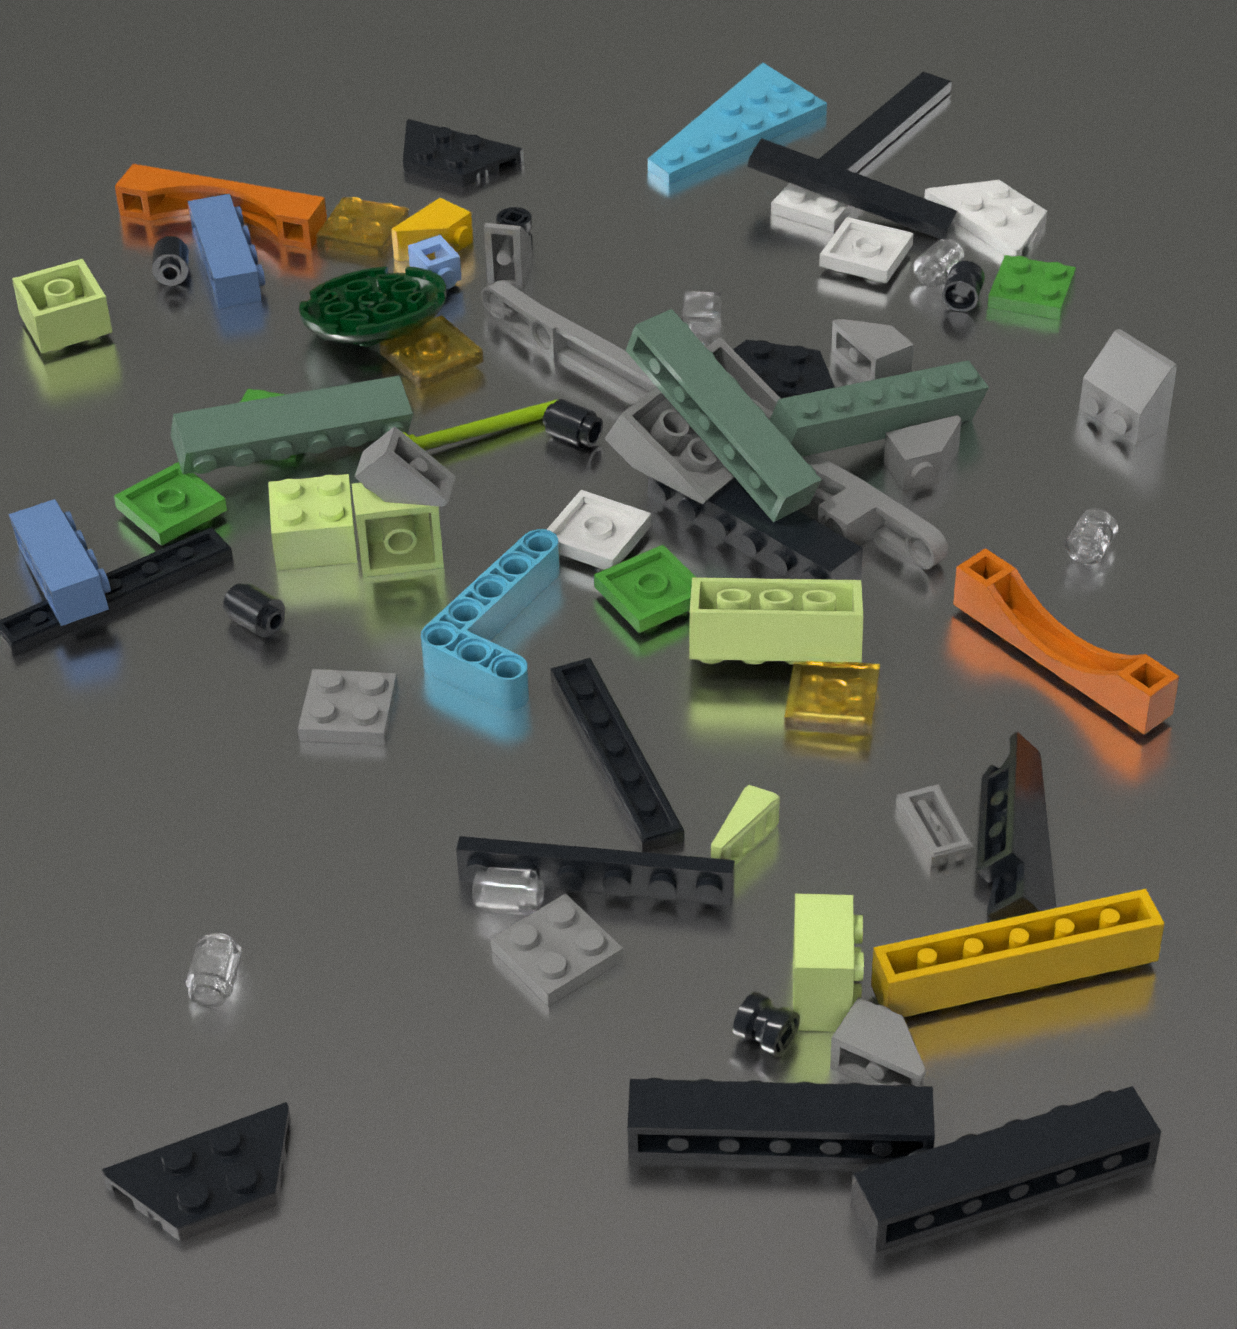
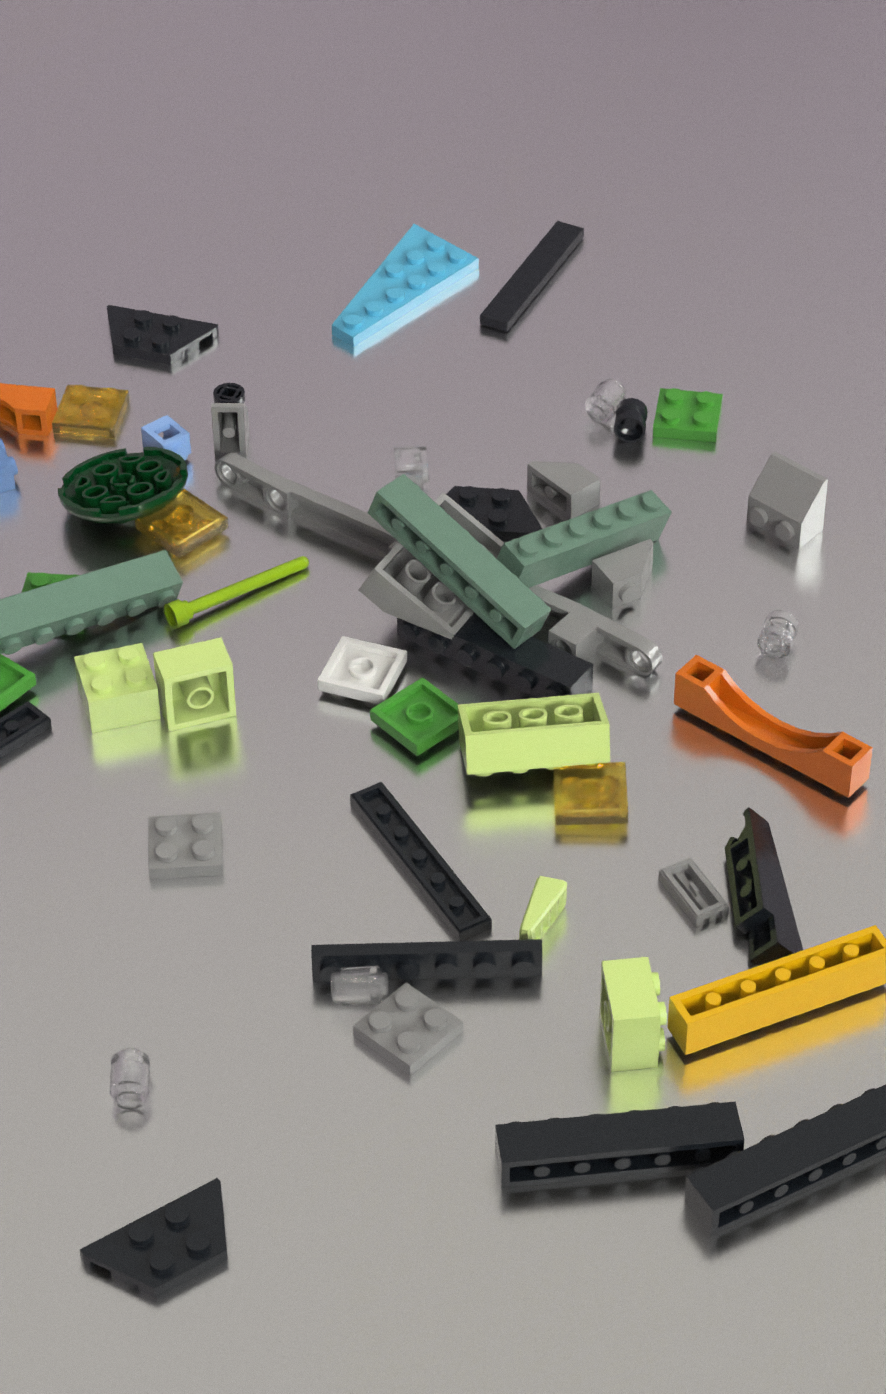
camera: 10 degrees left, 0 degrees up
(254, 609) = (85, 770): black brick -> none
(404, 472) = (199, 639): light grey slope -> none
(435, 219) = (155, 403): yellow slope -> none
(459, 638) = (267, 778): medium azure beam -> none
(572, 423) = (321, 577): black brick -> none
(767, 1024) = (591, 1068): black wheel -> none
(810, 208) = (488, 350): white plate -> none
(852, 189) = (518, 339): black tile -> none
(866, 250) = (540, 394): white plate -> none
(876, 1047) = (684, 1076): light grey slope -> none
(993, 213) = (640, 349): white wing -> none

